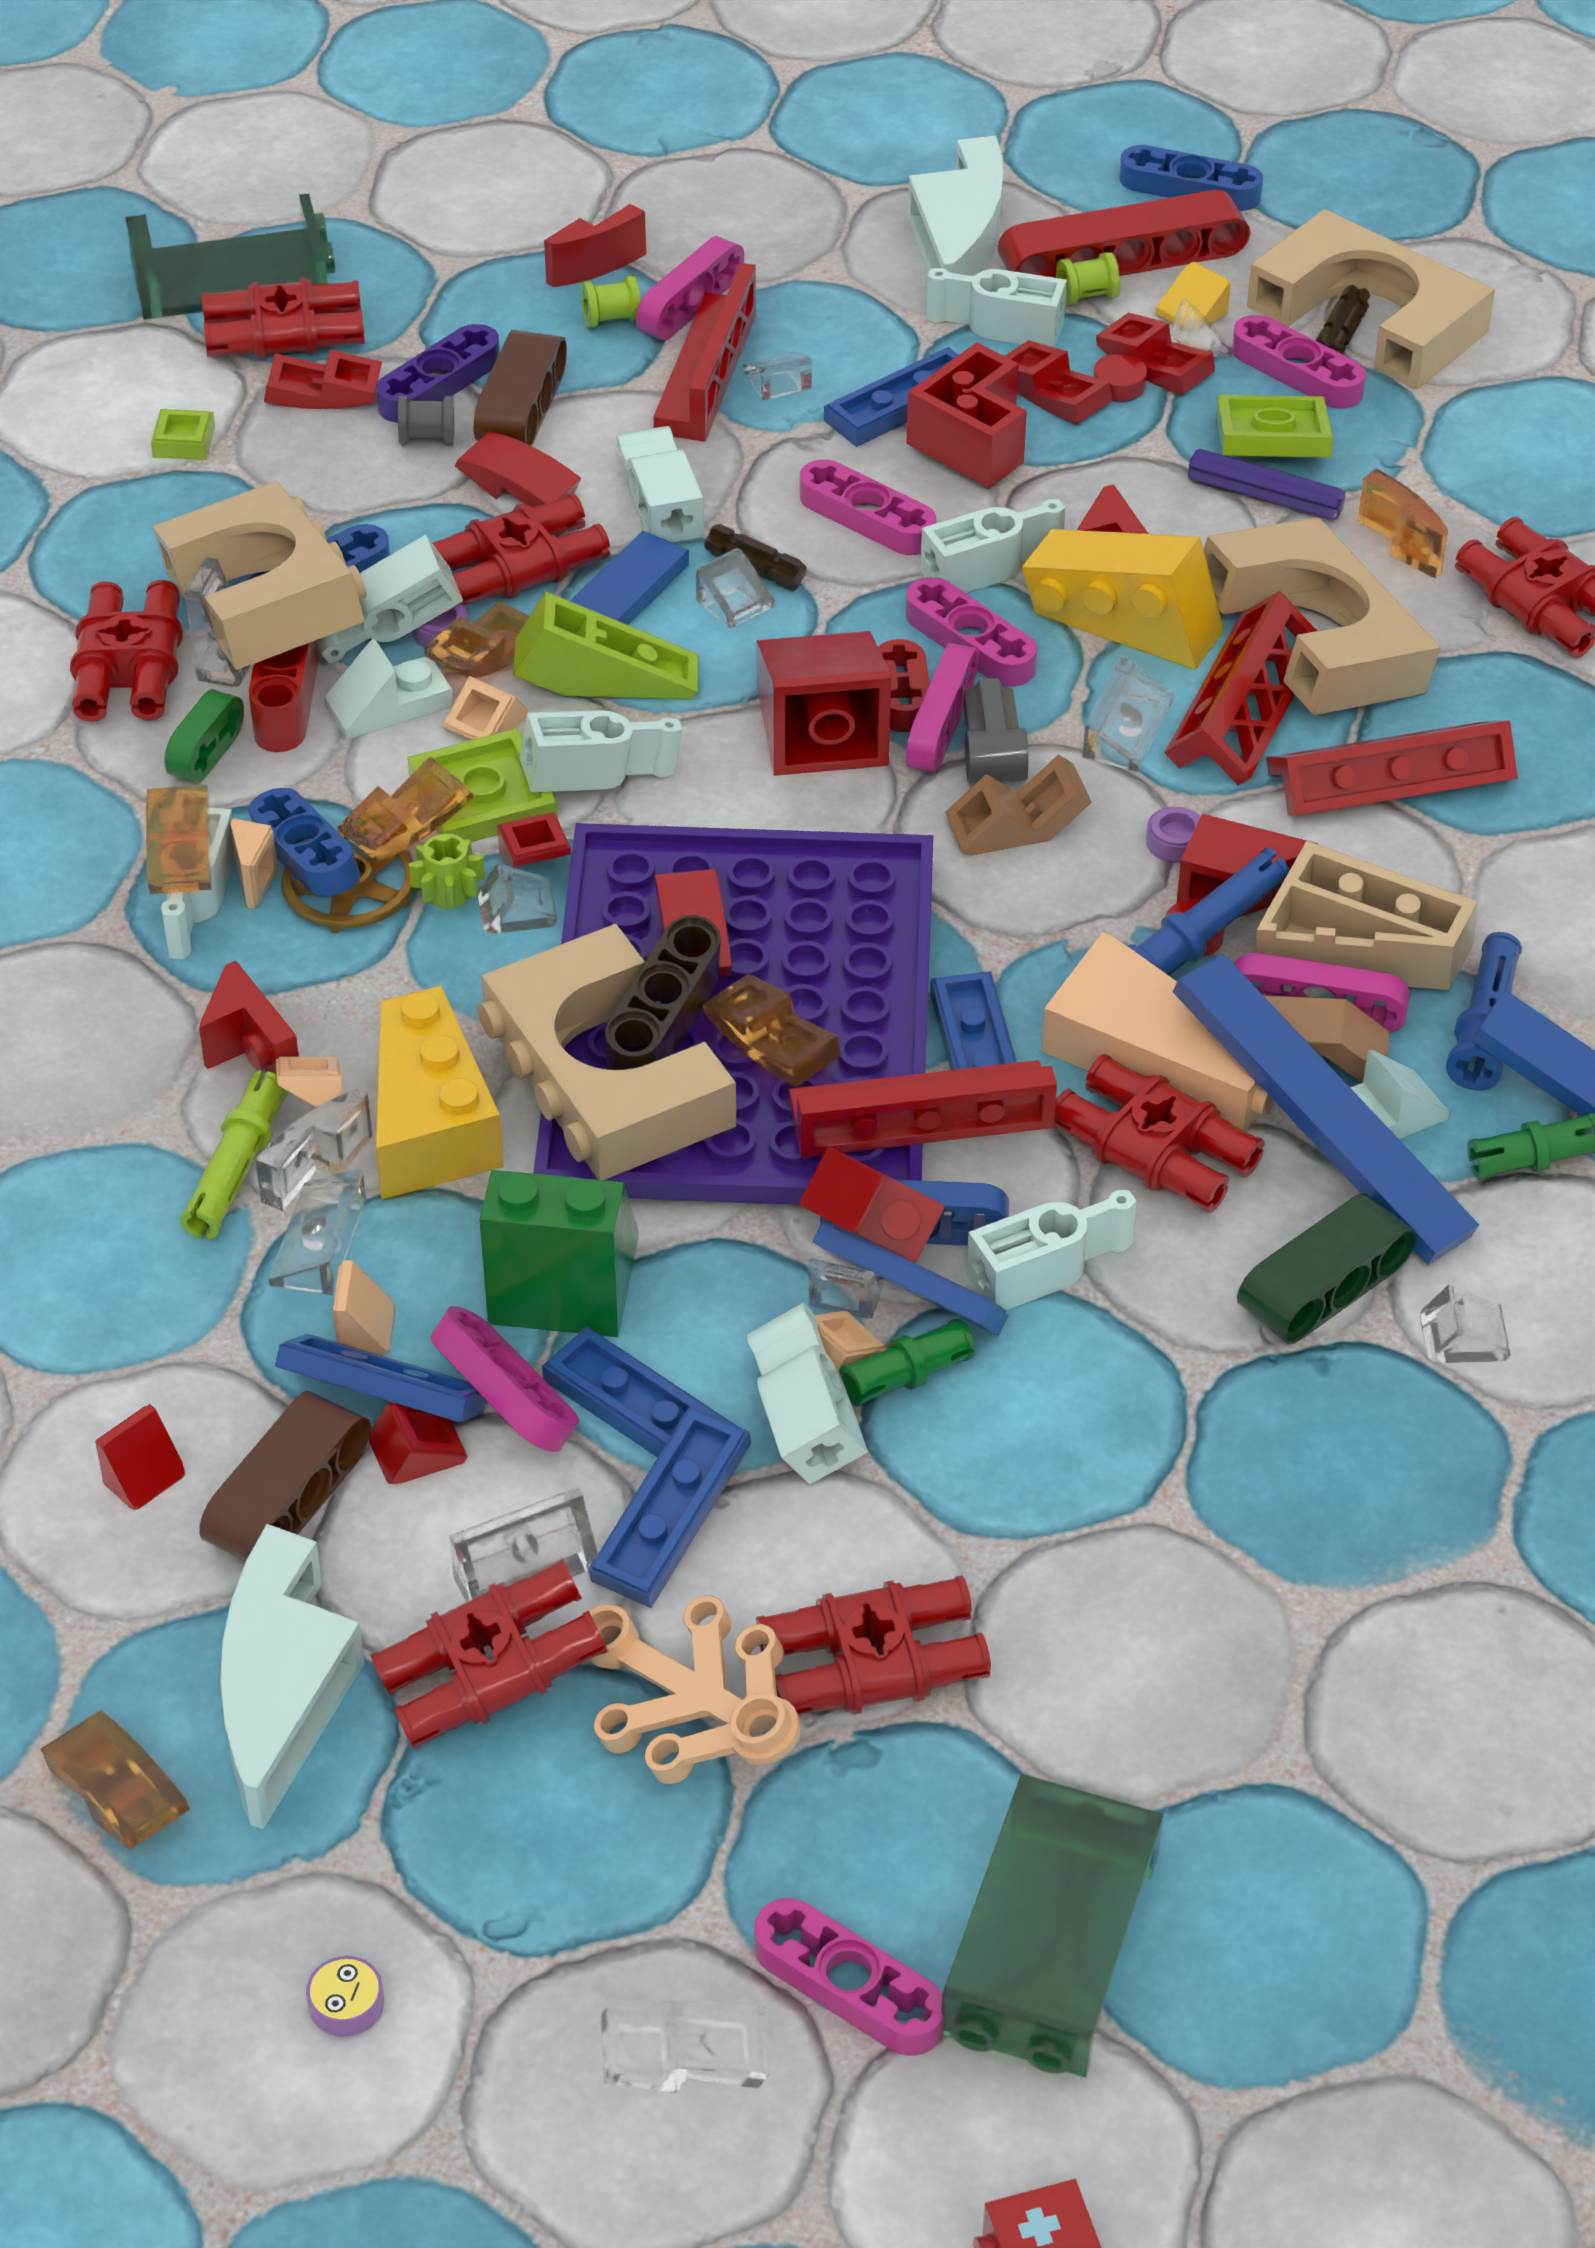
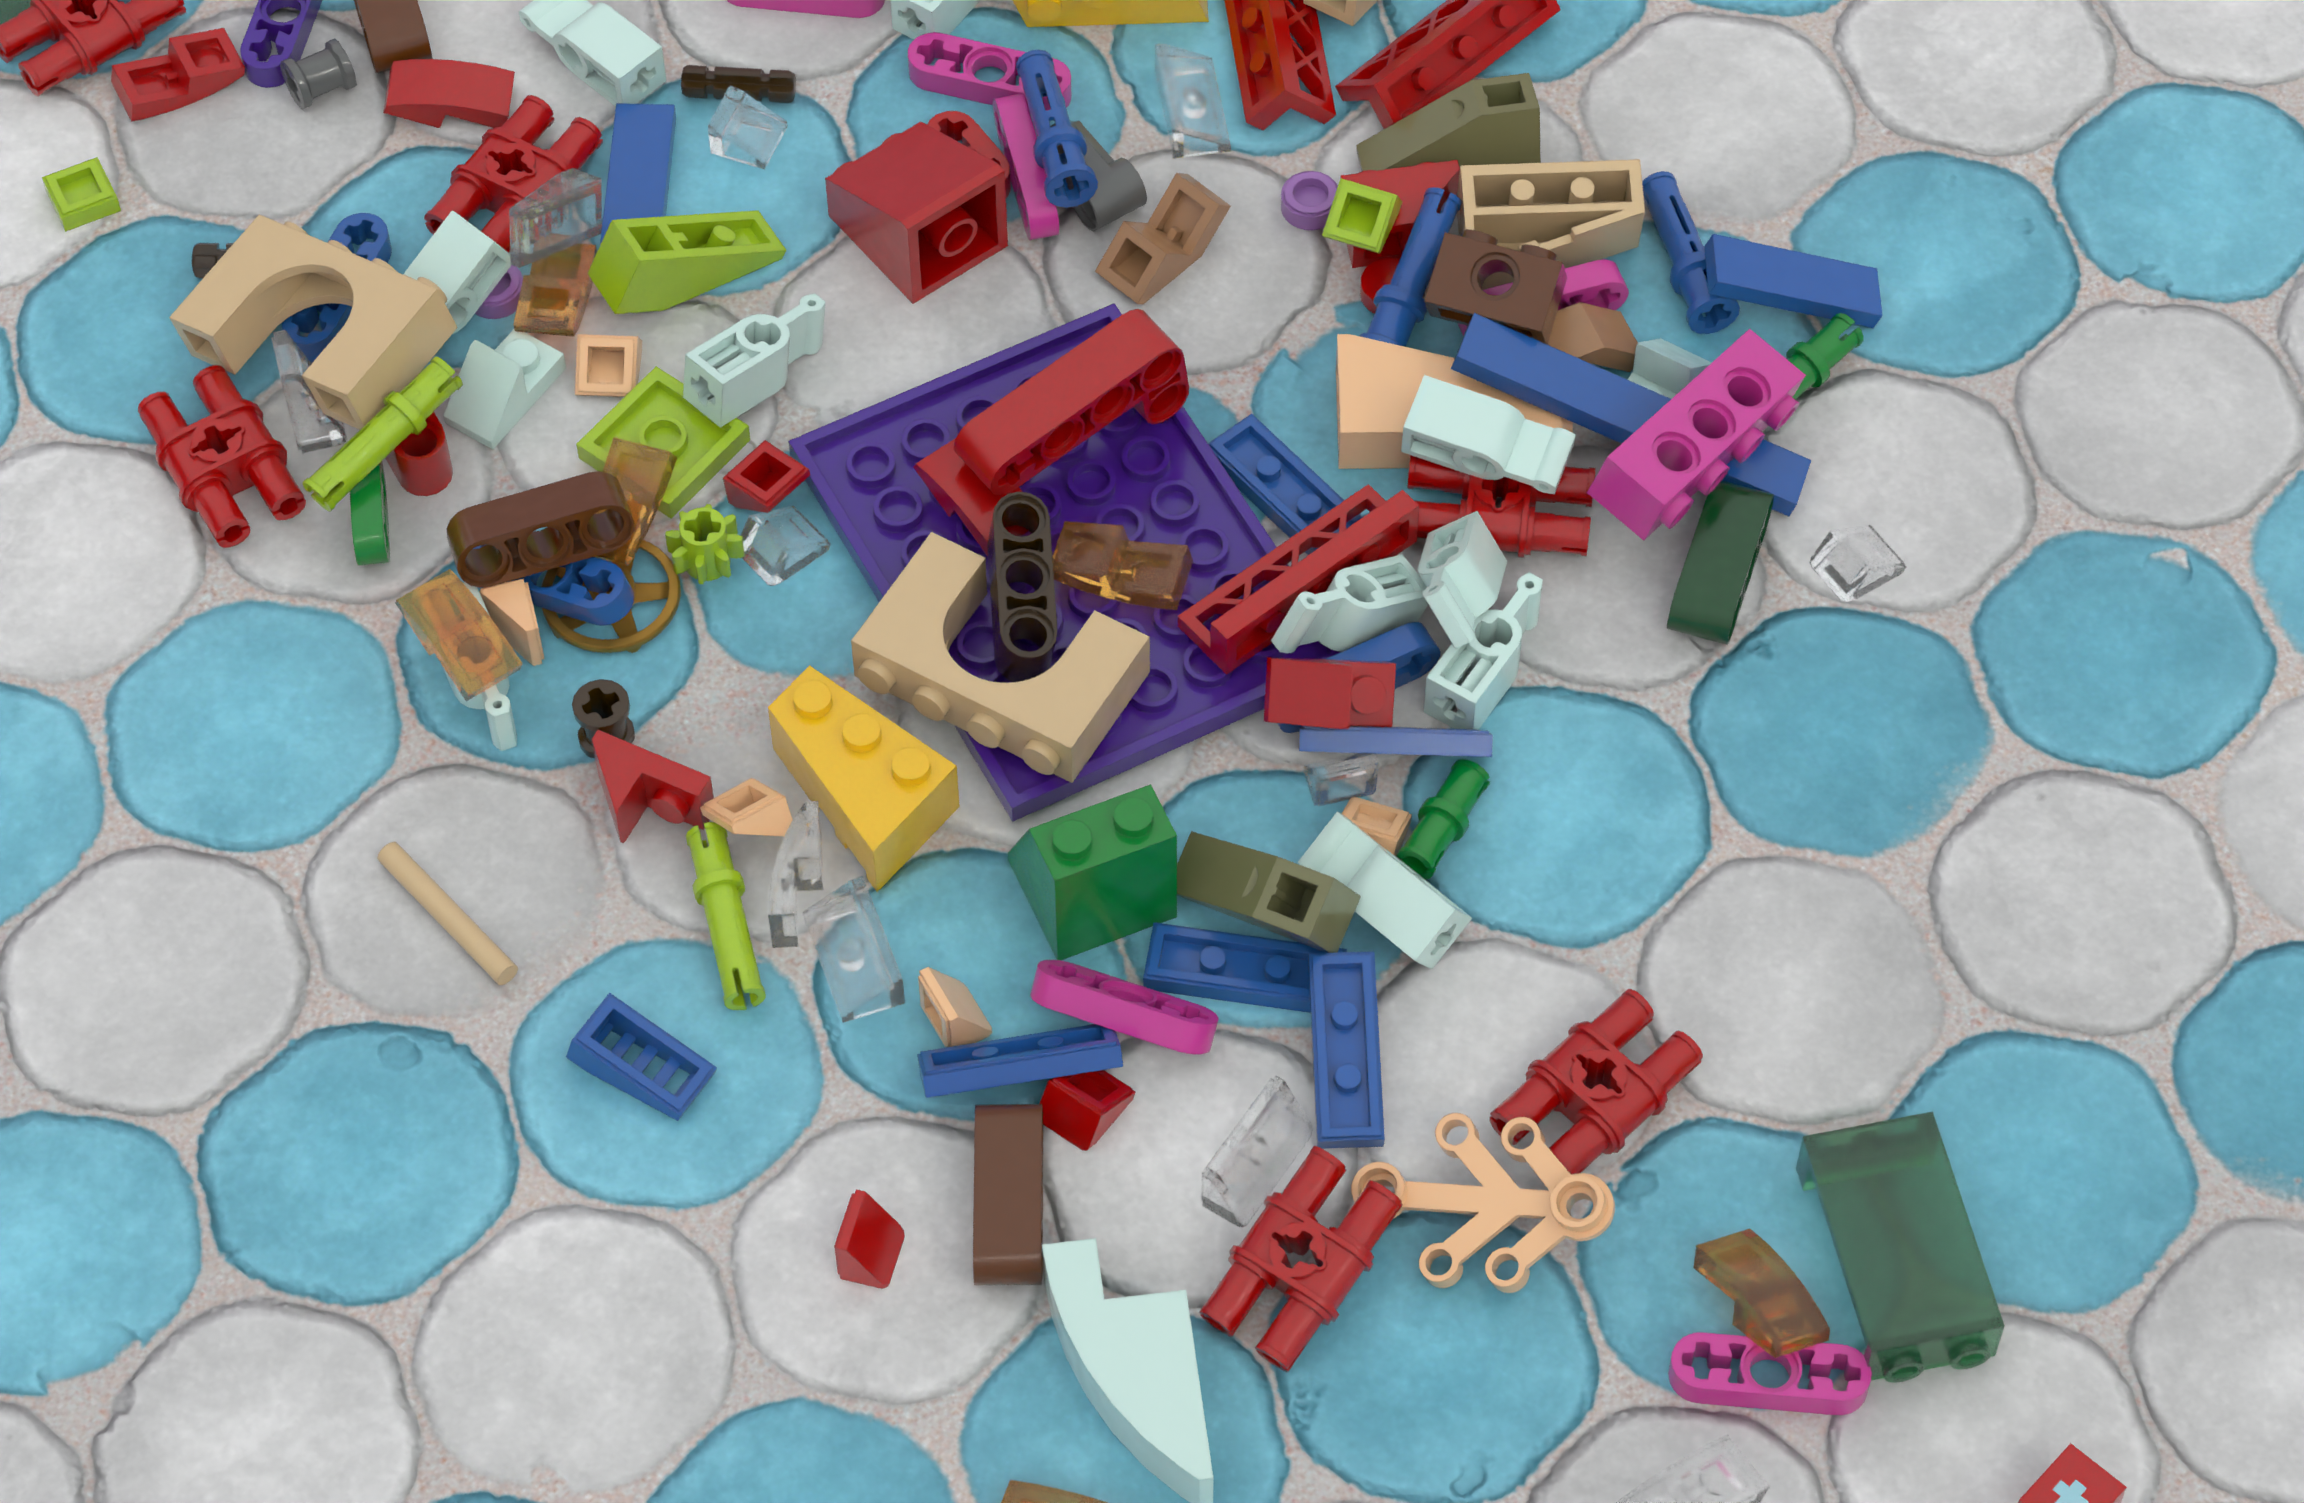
camera: 30 degrees left, 10 degrees up
(22, 1054) = (447, 913): none -> tan bar
(63, 1190) = (634, 1028): none -> blue slope
(243, 671) = (400, 417): none -> lime pin
(257, 952) = (602, 707): none -> dark brown bush
(284, 803) = (510, 524): none -> reddish brown beam
(553, 578) = (555, 216): none -> clear slope
(695, 1345) = (1266, 891): none -> olive slope
(818, 872) = (1073, 399): none -> red beam
(889, 1897) = (1768, 1296): none -> clear orange slope
(945, 1145) = (1355, 607): none -> light aqua piece
(968, 690) = (1040, 81): none -> blue pin
(1059, 1164) = (1461, 575): none -> light aqua piece
(1162, 1058) = (1484, 437): none -> light aqua piece
(1192, 847) = (1361, 216): none -> lime slope
(1285, 971) = (1469, 259): none -> reddish brown brick
(1359, 821) = (1476, 124): none -> olive slope
(1363, 1141) = (1697, 434): none -> dark pink brick

